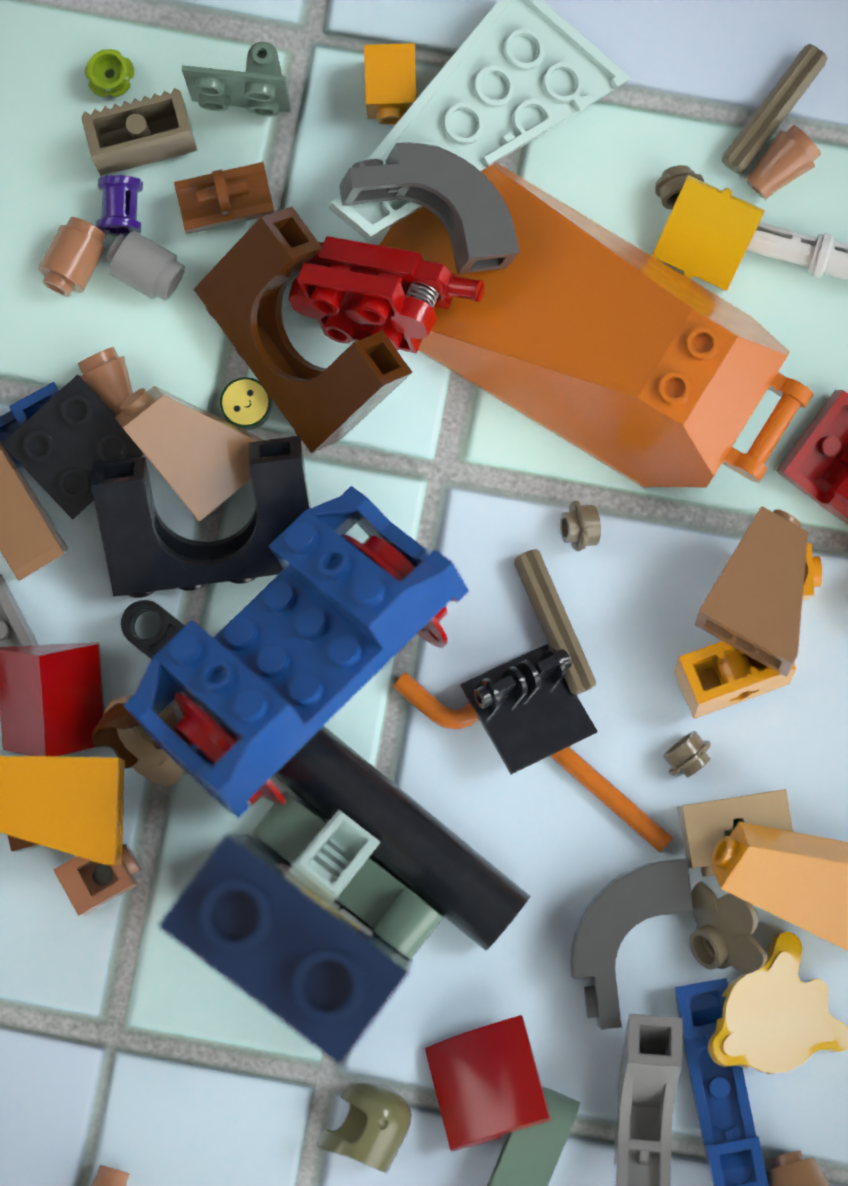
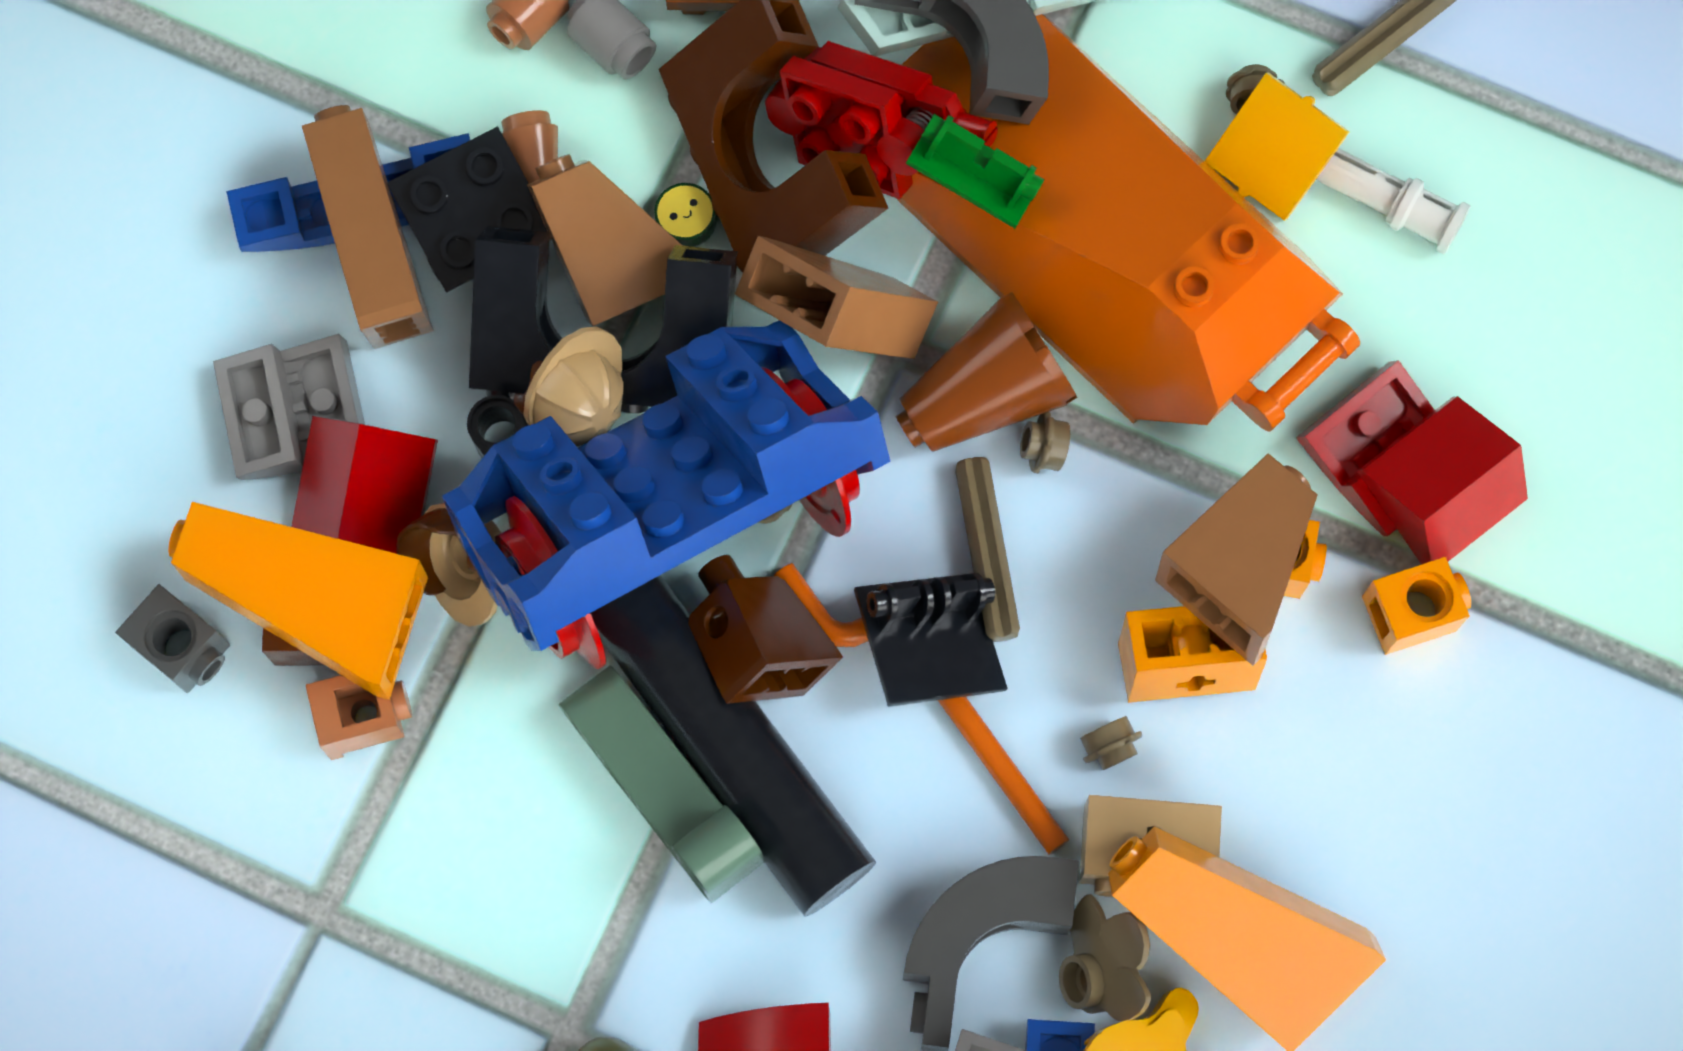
camera: 10 degrees right, 10 degrees down
(203, 586) = (577, 385): none -> tan piece
(286, 945) = (563, 816): dark blue brick -> none
(334, 857) = (647, 740): light aqua slope -> none
(388, 458) = (835, 300): none -> medium nougat slope
(395, 743) = (758, 636): none -> reddish brown torso
(475, 326) = (975, 170): none -> green hinge
(522, 489) = (985, 381): none -> dark orange cone
(783, 162) = (1386, 90): nougat cone -> none

